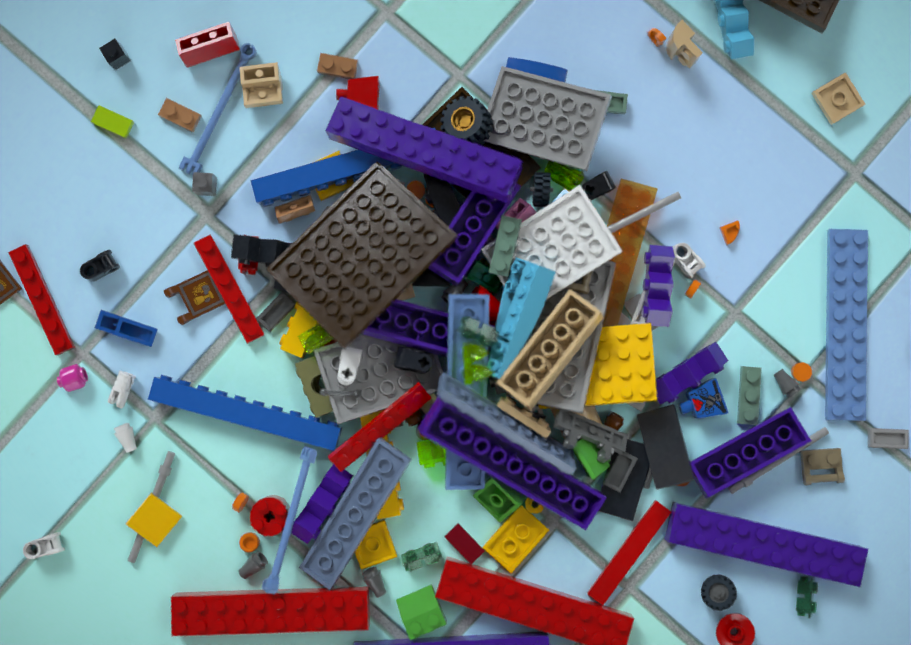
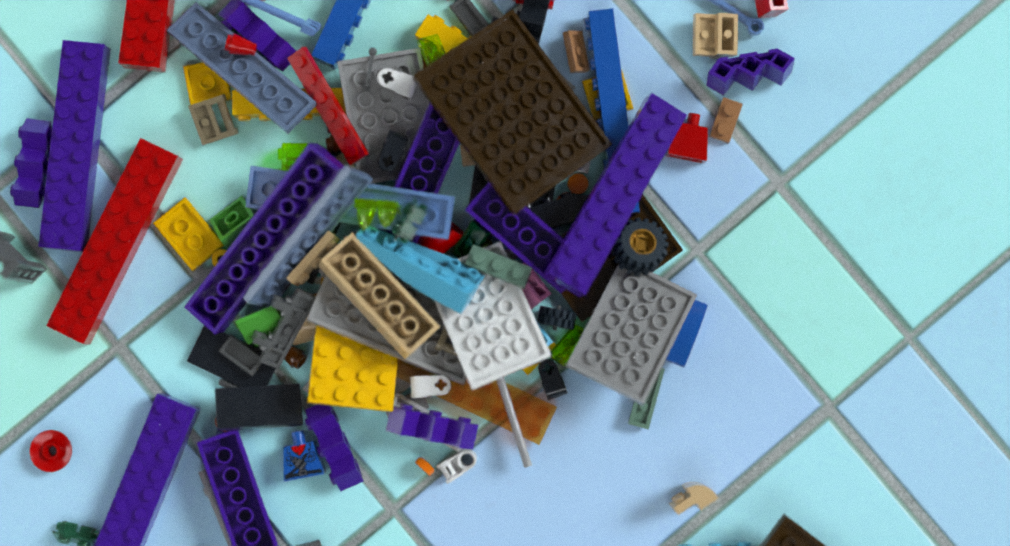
camera: 95 degrees right, 0 degrees up
(288, 50) = (750, 69): none -> dark purple brick
(310, 375) = (392, 41): olive arch -> none
(335, 518) = (238, 45): none -> red cone
(374, 581) = (169, 78): dark grey cone -> none
(410, 538) = (206, 120): none -> dark tan plate
(421, 612) = (128, 122): bright green slope -> none
(429, 552) = (189, 139): clear green hinge -> none
(459, 289) = (459, 209): dark grey cone -> none
(464, 543) = (193, 179): dark red tile -> none
(622, 298) = (426, 386): none -> white piece
(629, 552) = (154, 352): red tile -> none
(656, 36) = (708, 471): orange tile -> none
(718, 592) = (96, 440): black wheel -> none
(730, 231) = (481, 518): orange tile -> none
(749, 395) = (300, 509): sand green plate -> none

